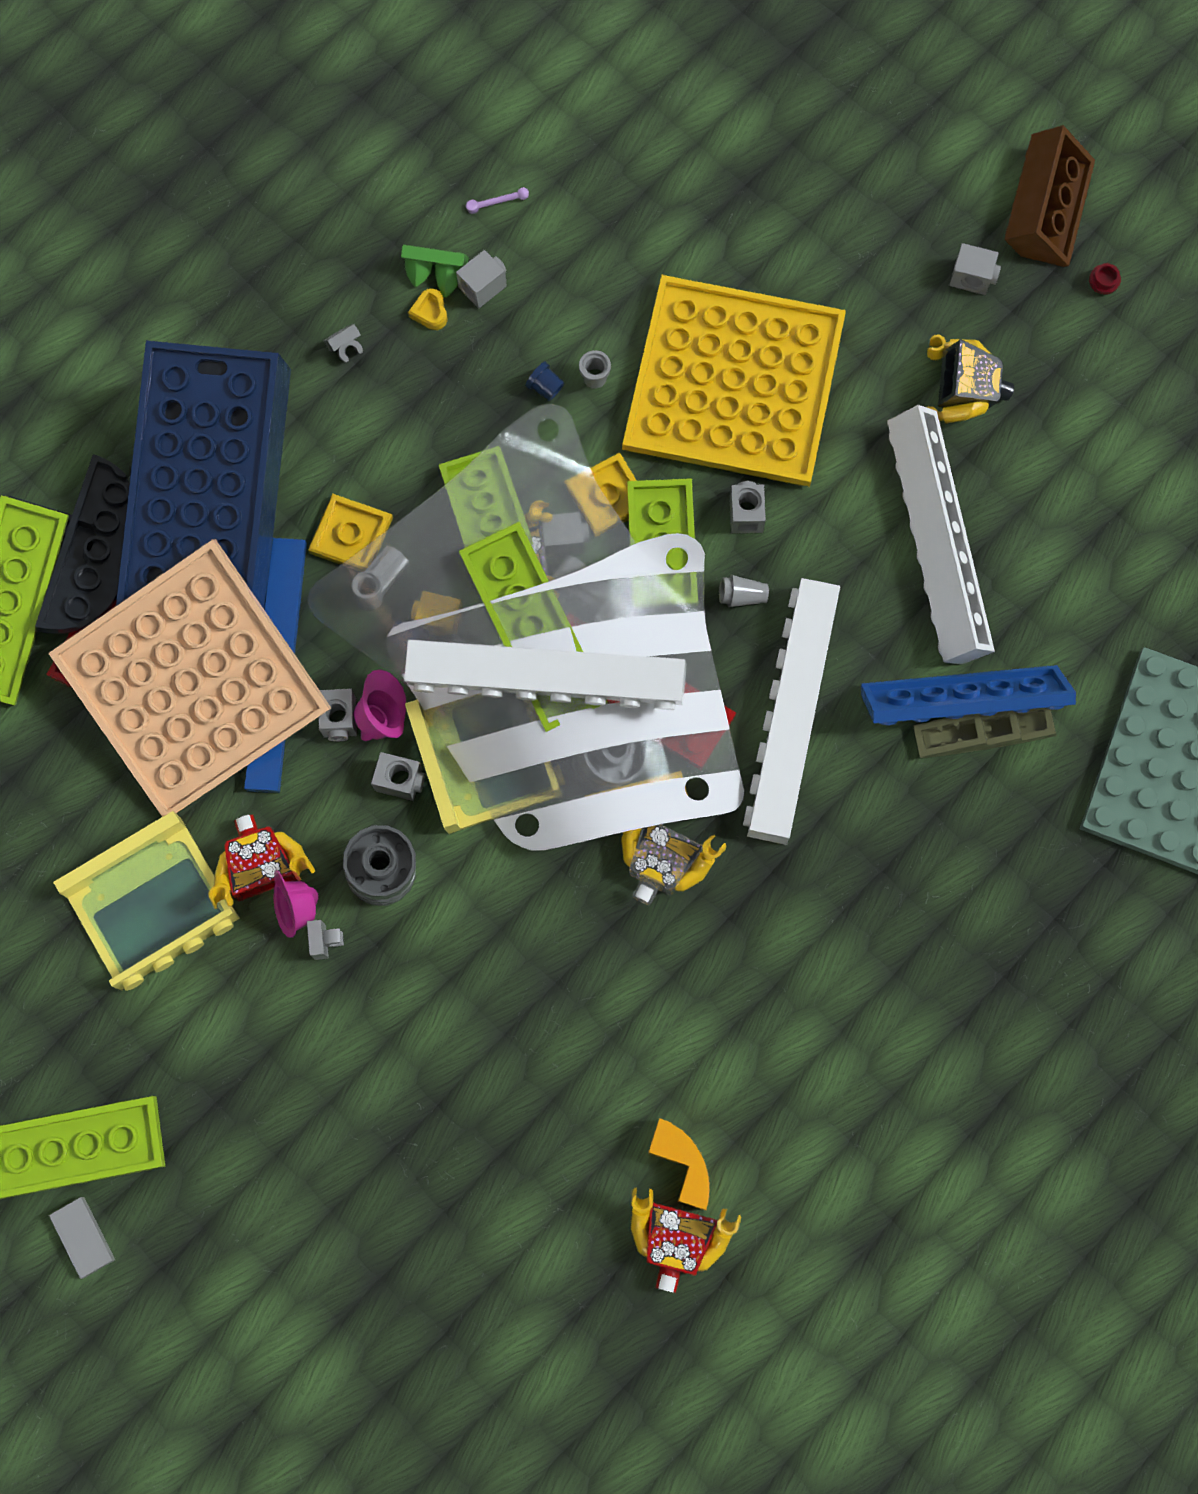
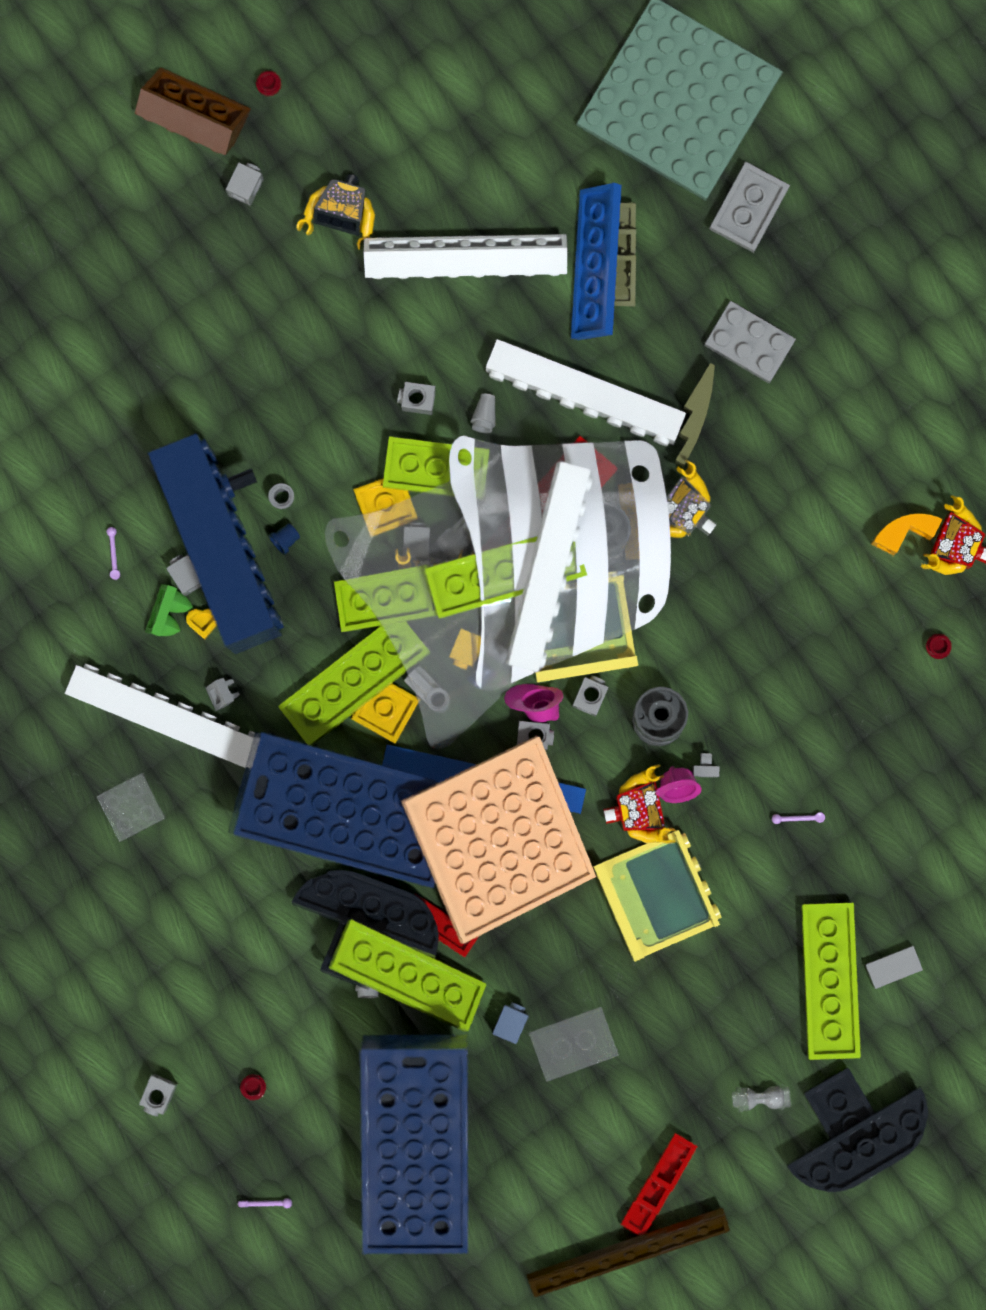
camera: 80 degrees left, 10 degrees up
(195, 266) = (131, 807): none -> clear tile
(276, 1103) = (818, 817): none -> lavender hinge
(310, 270) = (160, 715): none -> white brick
(360, 469) = (344, 687): none -> lime plate
(517, 286) = (216, 541): none -> dark blue piece
(531, 1234) = (938, 646): none -> dark red plate
(734, 380) = (307, 389): yellow plate -> none
(803, 857) = (697, 407): none -> olive slope
(902, 914) = (749, 342): none -> light grey plate
(1083, 884) = (749, 207): none -> light grey plate

